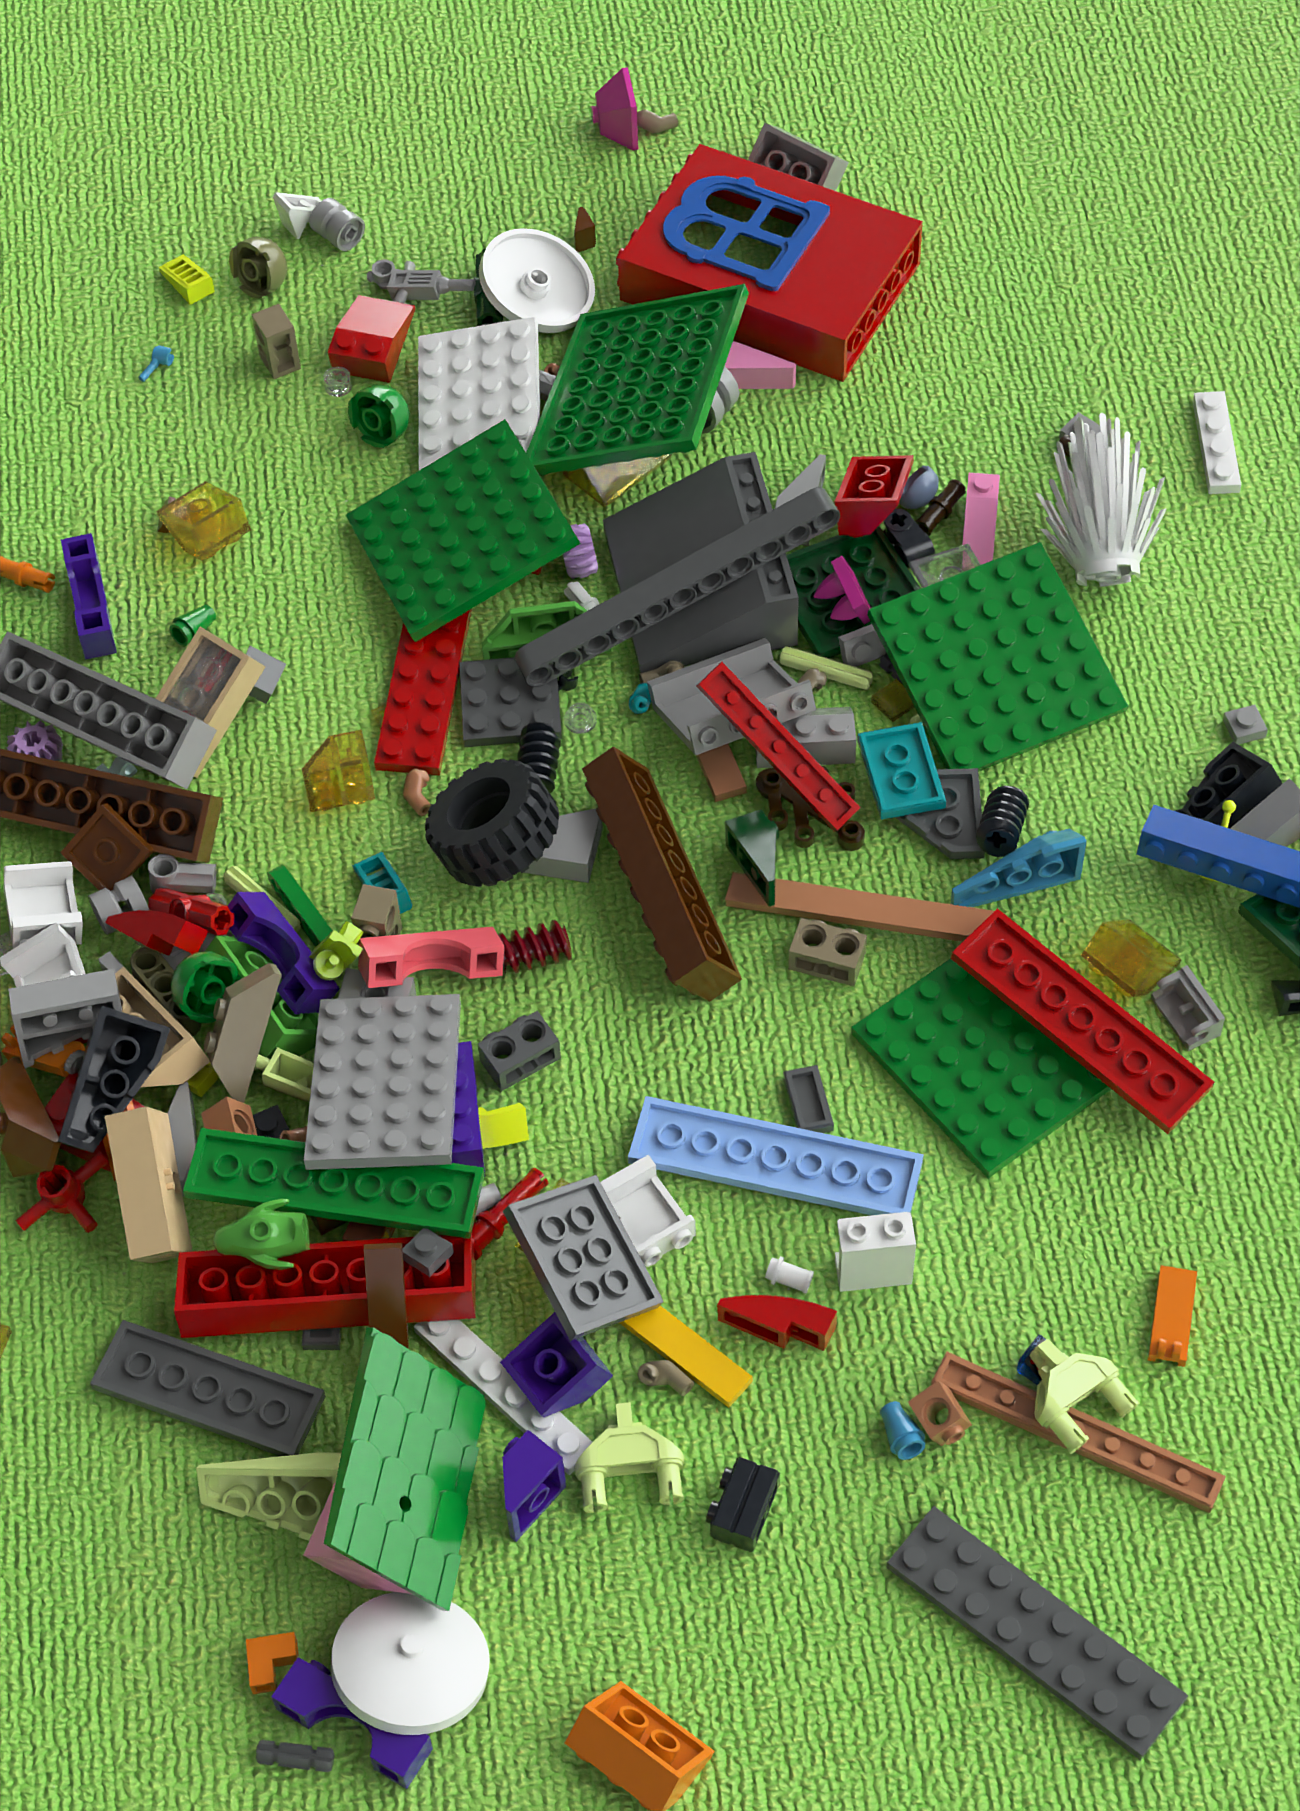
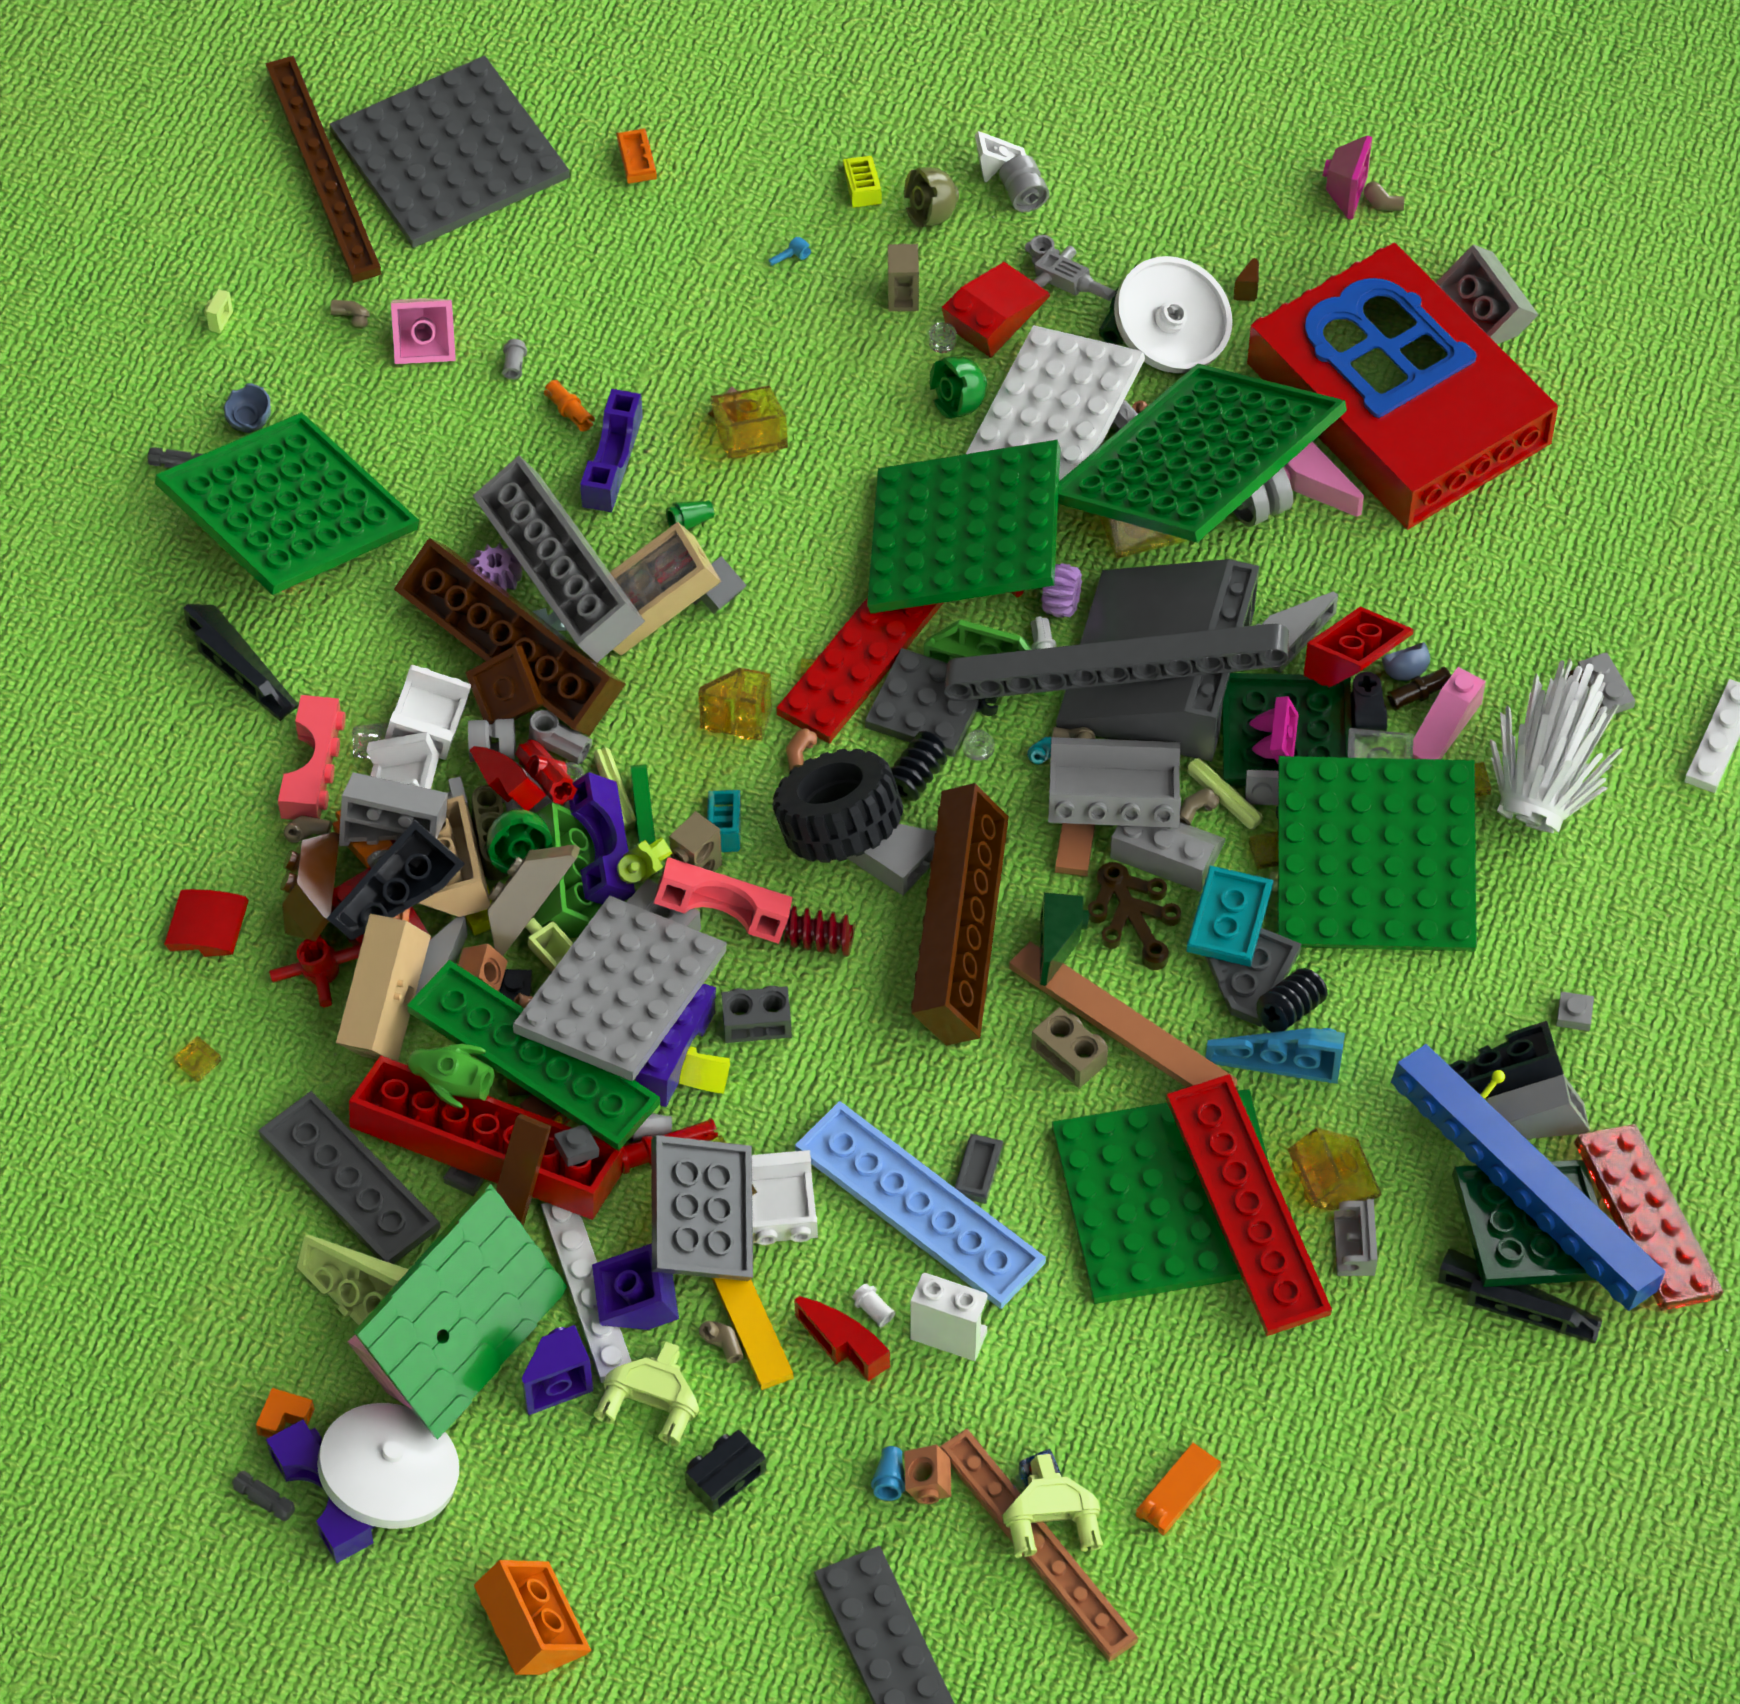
camera: 25 degrees right, 0 degrees up
(778, 746) = (1120, 846): red plate -> none

